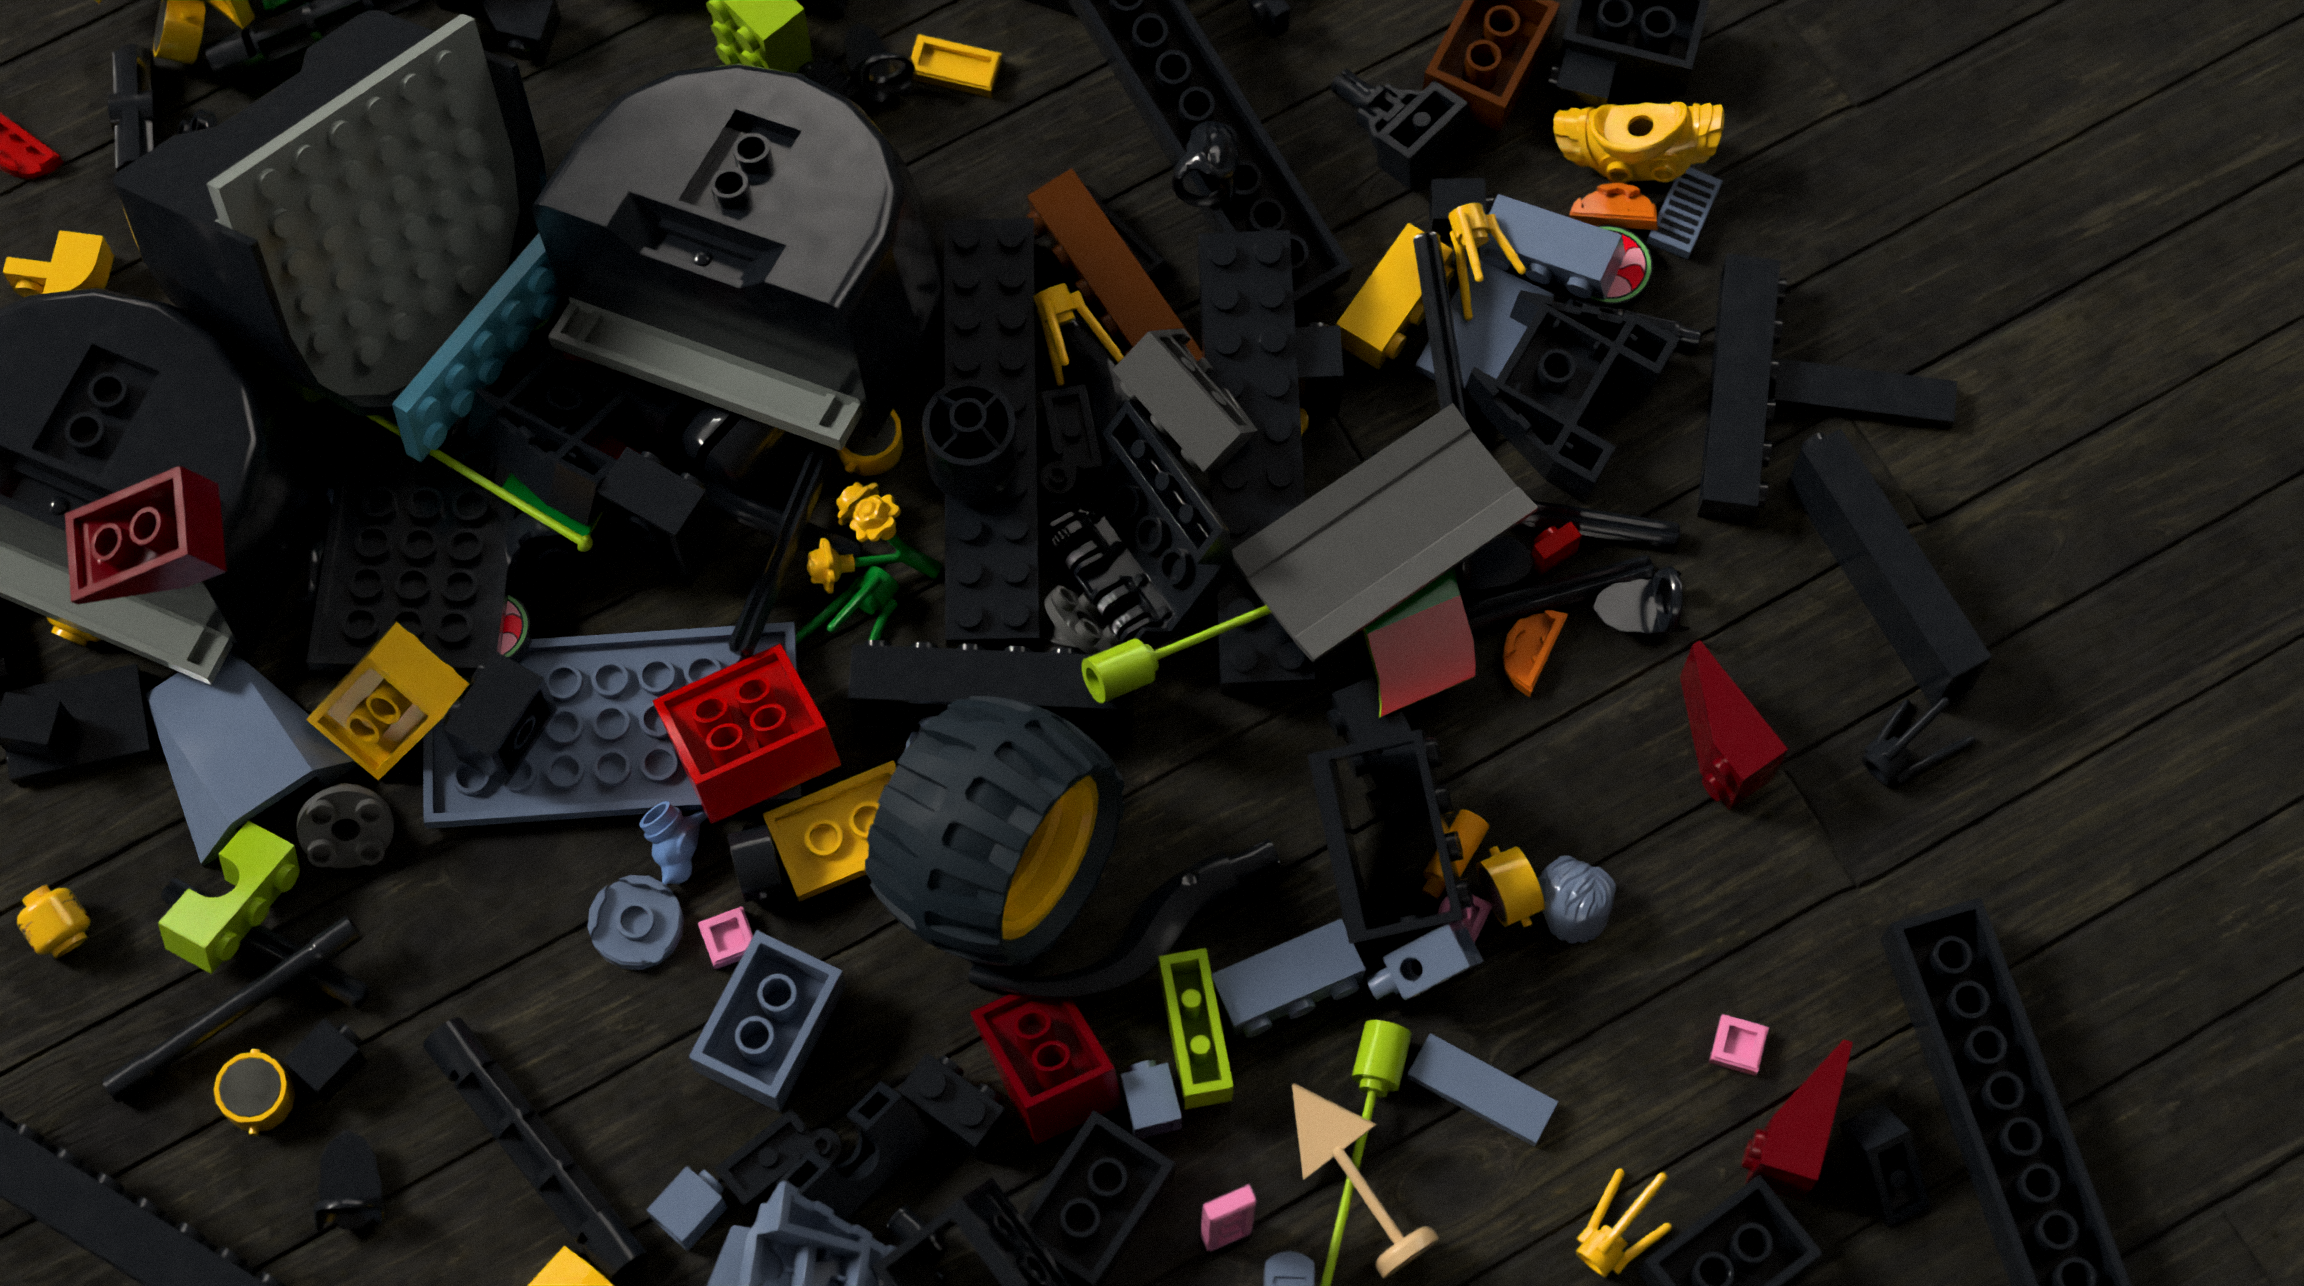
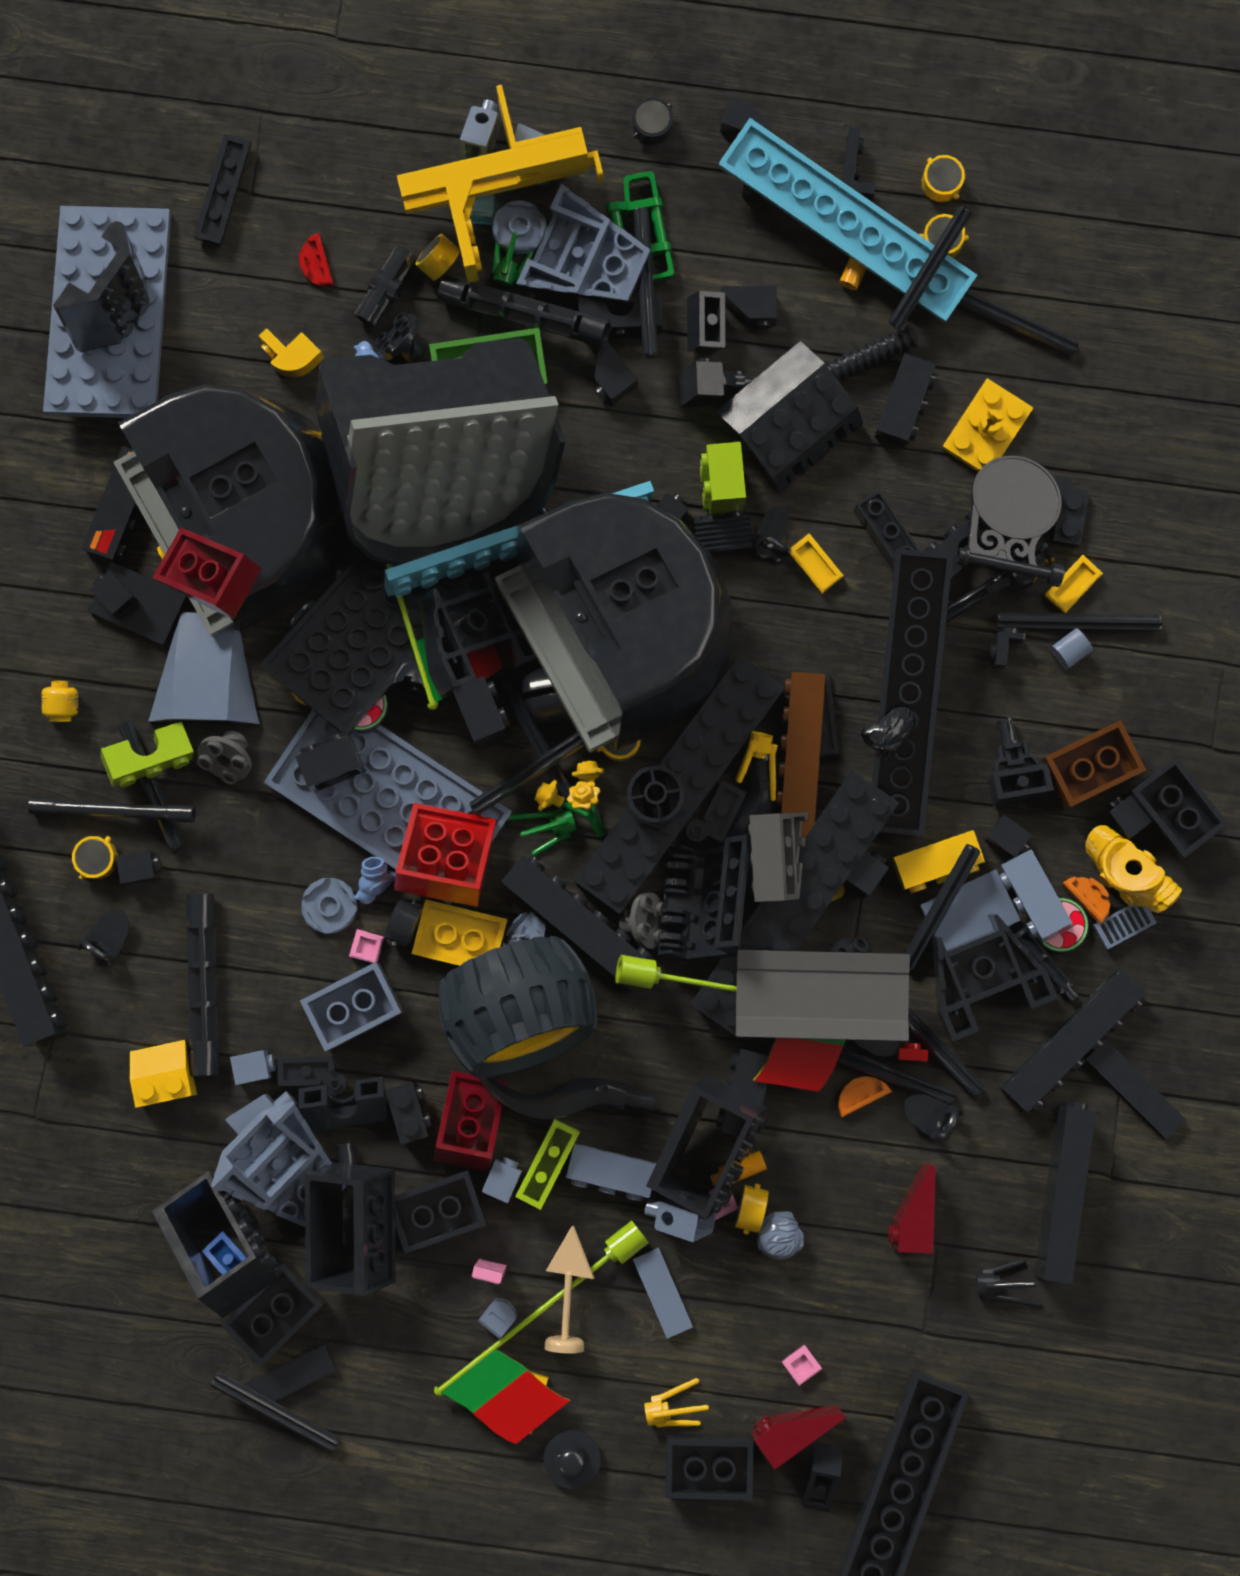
camera: 40 degrees right, 15 degrees up
(388, 701) = (286, 714): yellow slope -> none
(1470, 232) = (998, 859): yellow plant -> none

